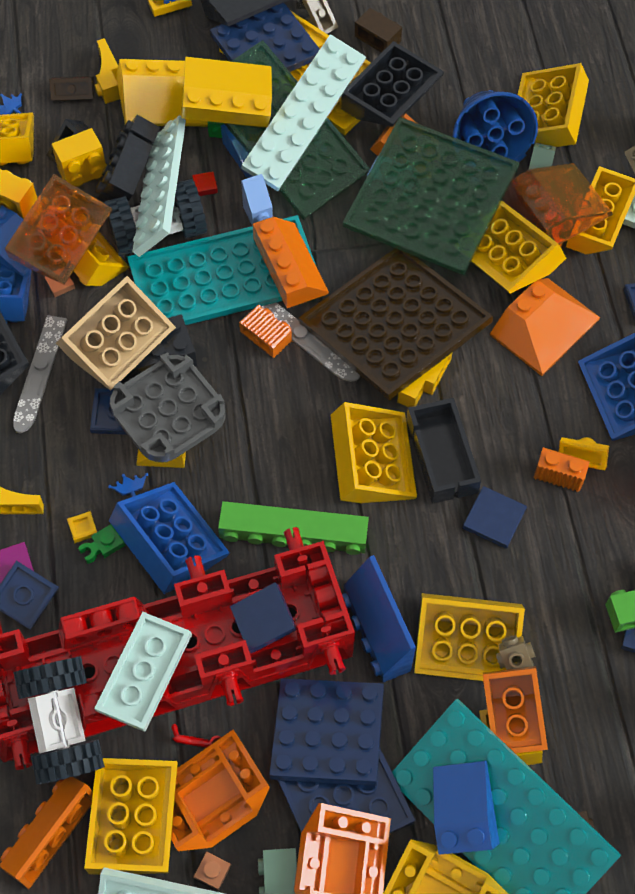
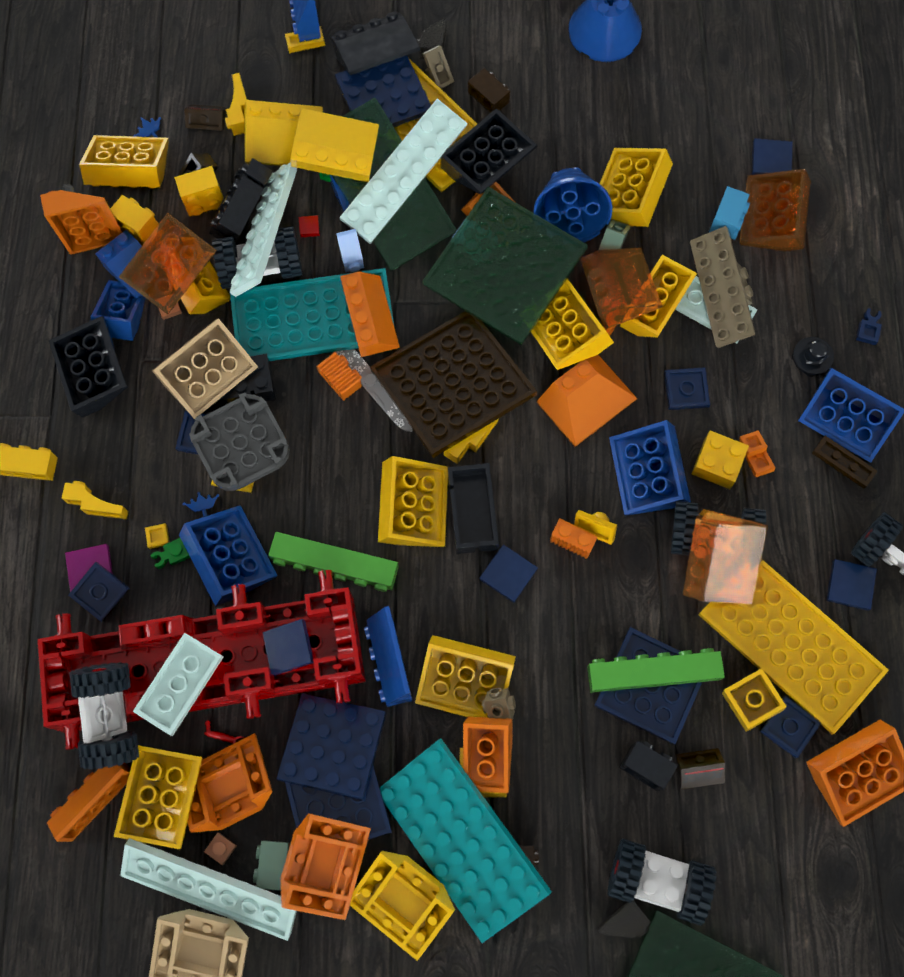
camera: 10 degrees right, 10 degrees up
(38, 373) = (139, 390): light grey piece -> none
(464, 808) = (429, 833): blue slope -> none

